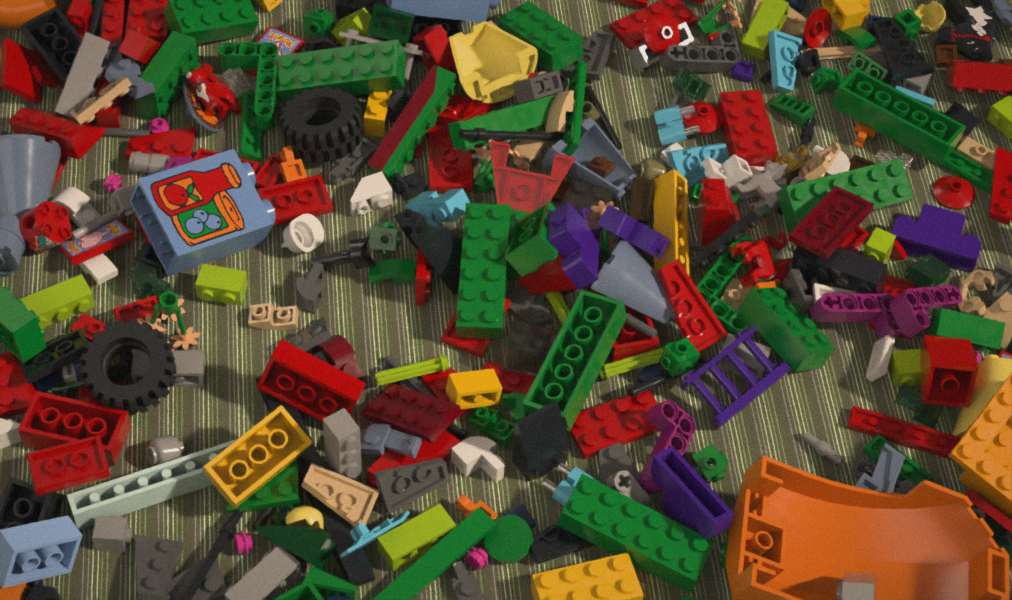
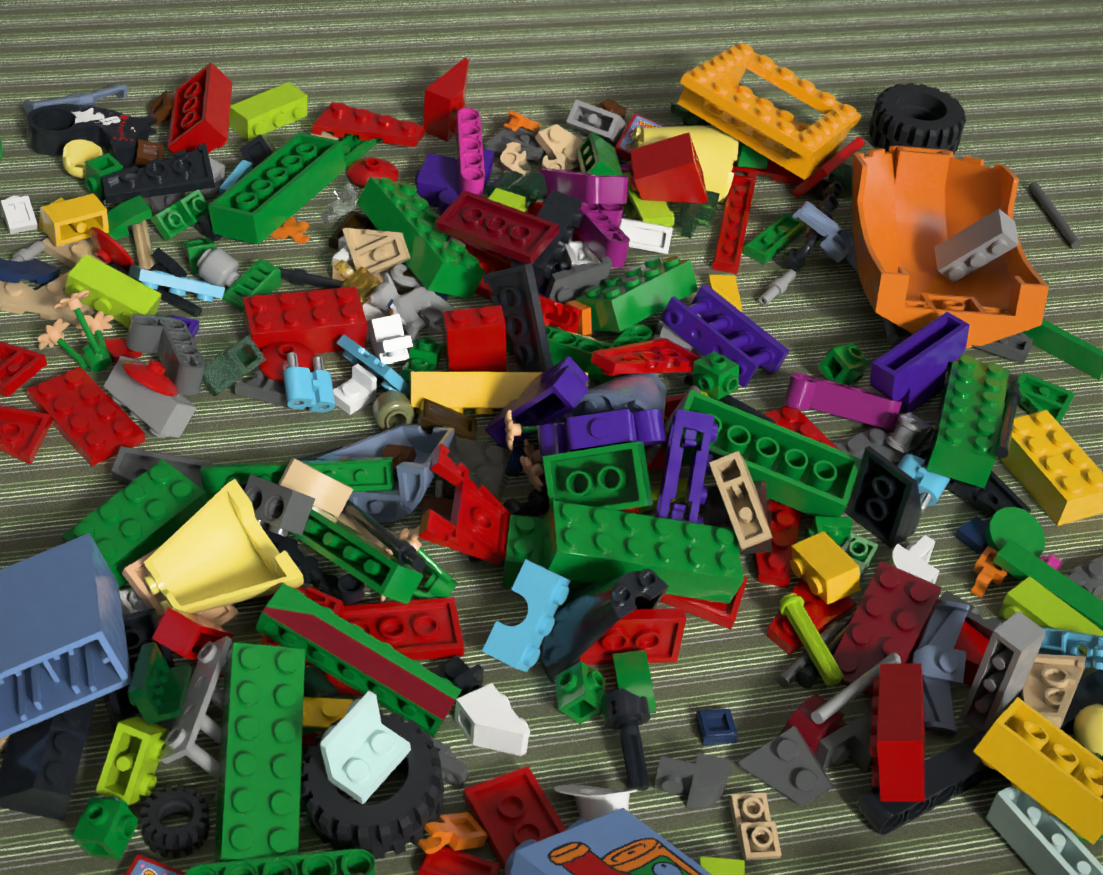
camera: 100 degrees left, 10 degrees down
(325, 100) = (361, 749): none -> light aqua bracket
(353, 371) = (852, 690): none -> light grey bar
(355, 314) = (716, 727): none -> dark blue tile
(526, 325) = (741, 499): none -> tan slope
(549, 297) = (696, 492): none -> dark purple brick
(664, 577) = (1012, 399): none -> black bar
(803, 84) = (218, 268): none -> light grey head
(810, 407) = (726, 287): none -> yellow tile
(955, 233) = (470, 151): none -> dark pink beam

